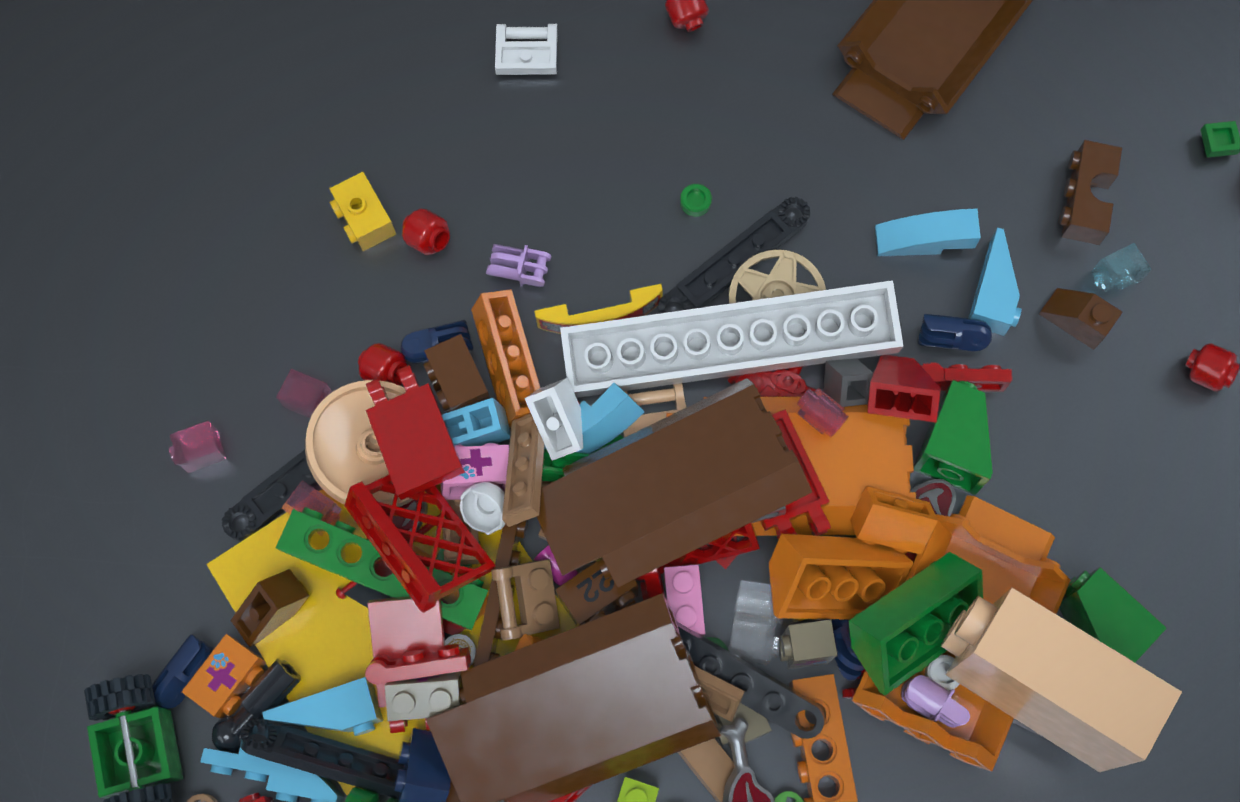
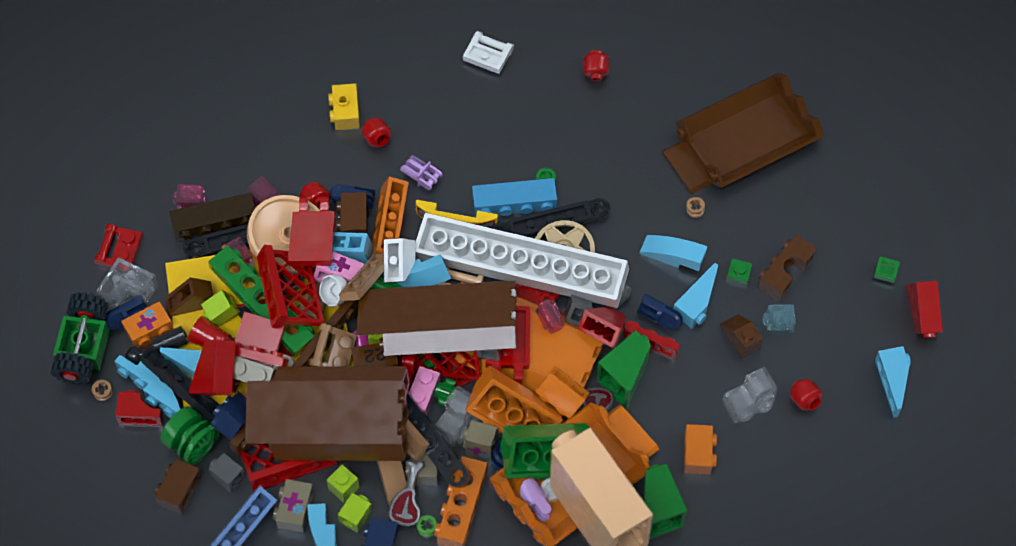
camera: 20 degrees right, 10 degrees down
(135, 568) = (125, 248): none -> red plate
(154, 622) = (125, 280): none -> clear brick
(244, 463) = (211, 216): none -> dark brown brick
(324, 605) = (220, 308): none -> lime brick
(332, 657) = (205, 330): none -> red plant
(366, 721) = (214, 368): none -> red slope
(669, 247) = (515, 197): none -> dark azure brick
(718, 586) = (444, 390): none -> green gear
(930, 154) = (698, 212): none -> medium nougat bush
(1027, 224) = (739, 271): none -> green plate
(1111, 514) = (699, 449): none -> orange brick
(1148, 399) = (752, 397): none -> clear brick

